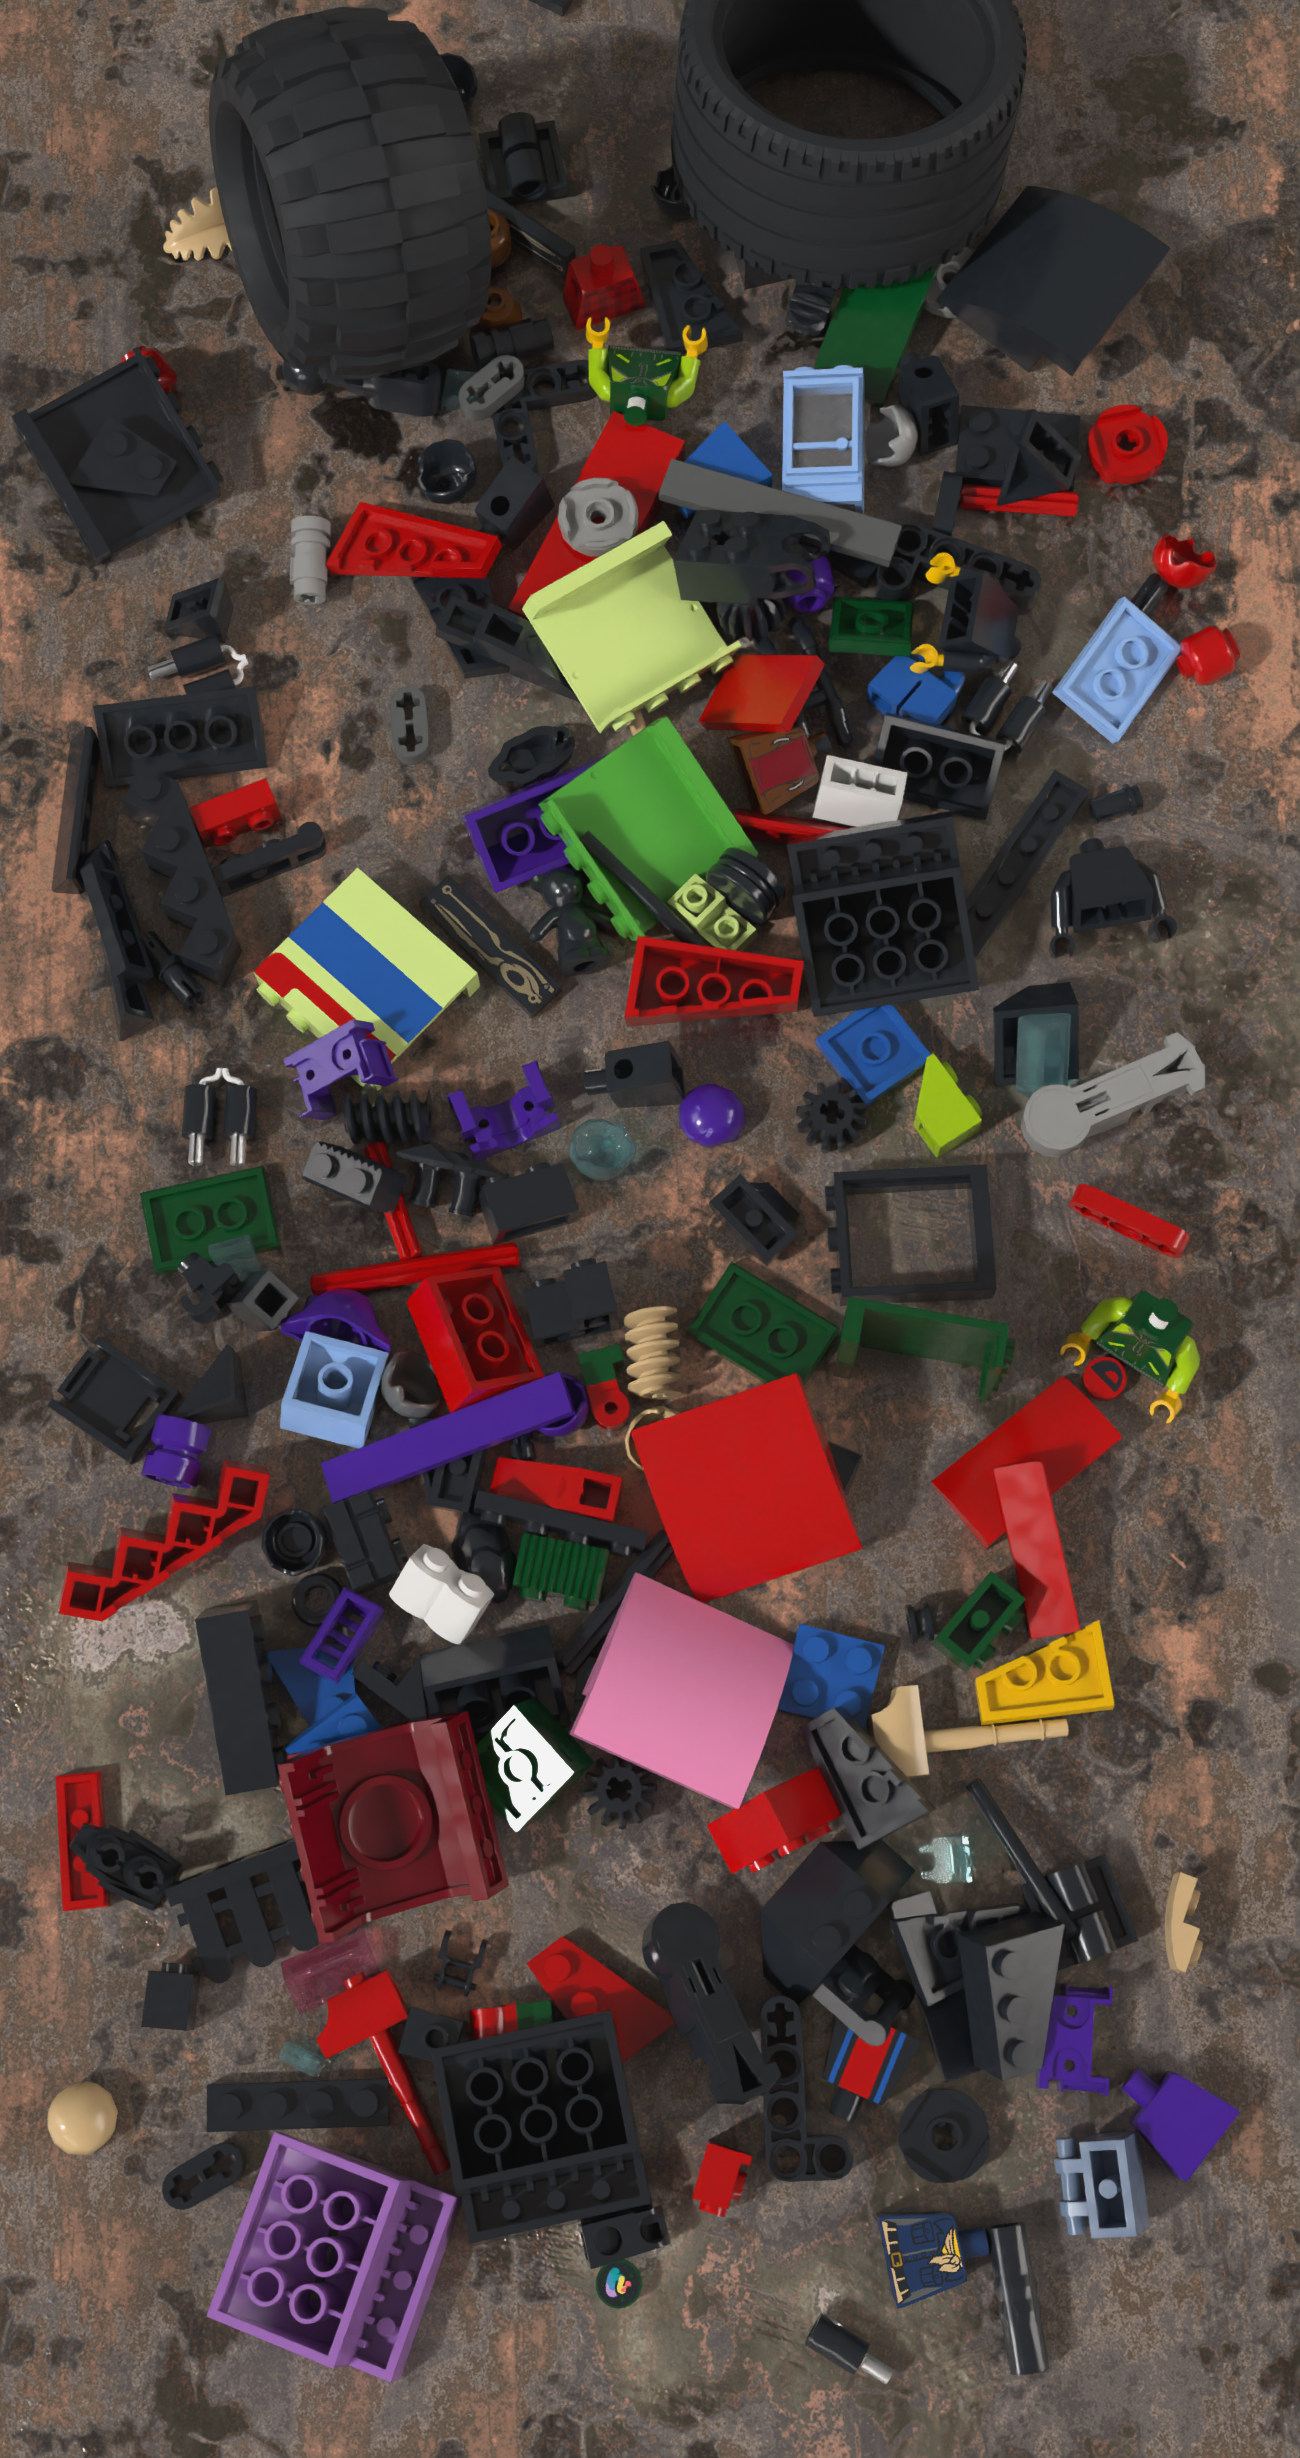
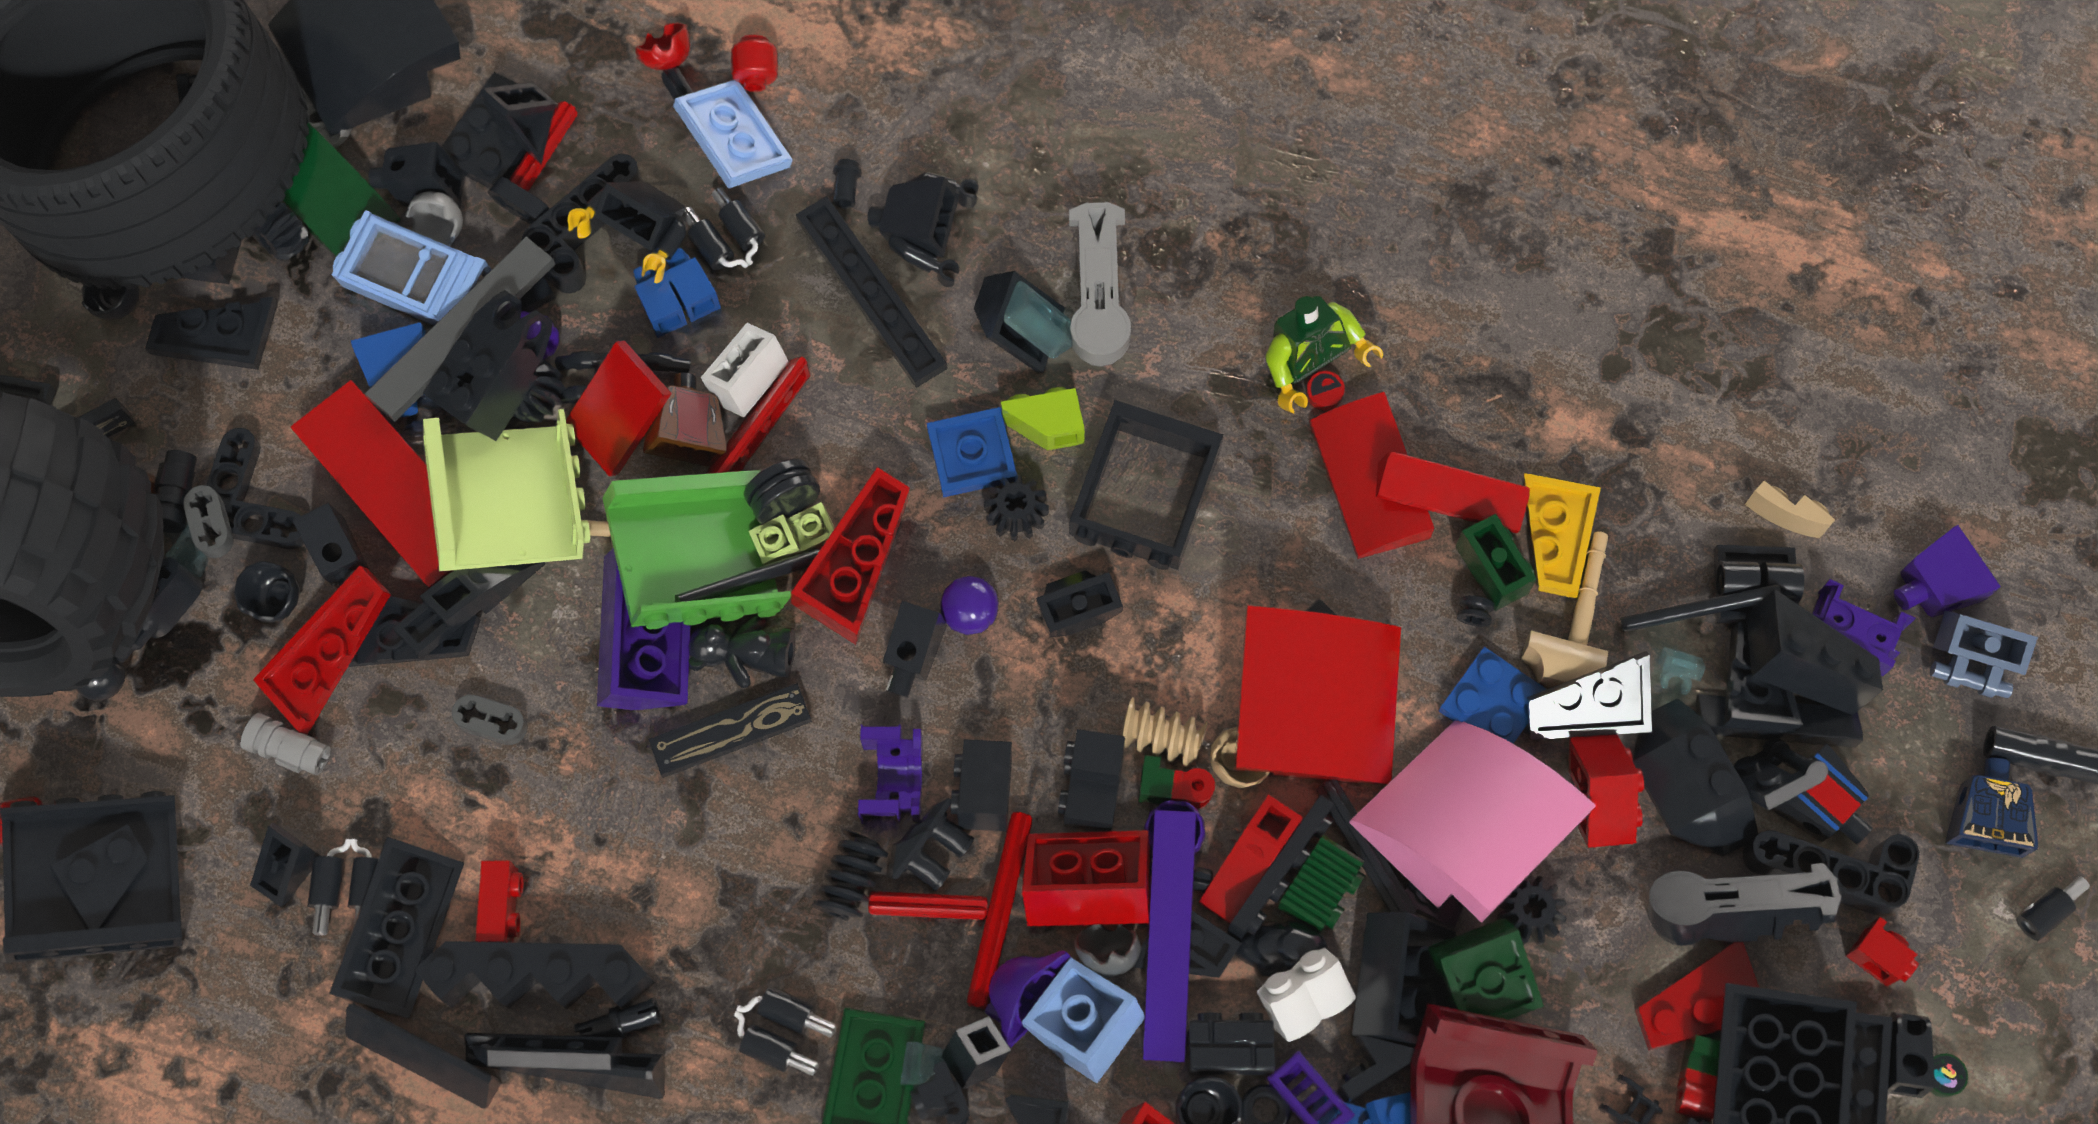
camera: 70 degrees left, 5 degrees down
(271, 859) = (557, 888): black plate -> none
(337, 1056) = (783, 900): dark purple piece -> none
(354, 1177) = (897, 925): black brick -> none
(364, 963) = (712, 848): panel -> none
(532, 755) = (574, 623): black arm -> none
(597, 499) = (375, 461): light grey plate -> none
(601, 286) = (164, 386): red torso -> none
(601, 1149) = (962, 704): clear light blue hair -> none
(641, 380) = (271, 395): torso -> none
(761, 1328) = (1175, 639): dark green tile -> none
(871, 626) = (599, 301): dark green tile -> none
(882, 914) = (861, 390): black slope -> none
(925, 1336) = (1285, 457): dark green panel -> none
(942, 764) = (752, 291): black slope -> none
(948, 2162) = (1894, 783): black plate -> none
(1120, 465) = (542, 66): red plate -> none
(1129, 1221) = (1203, 316): red beam -> none

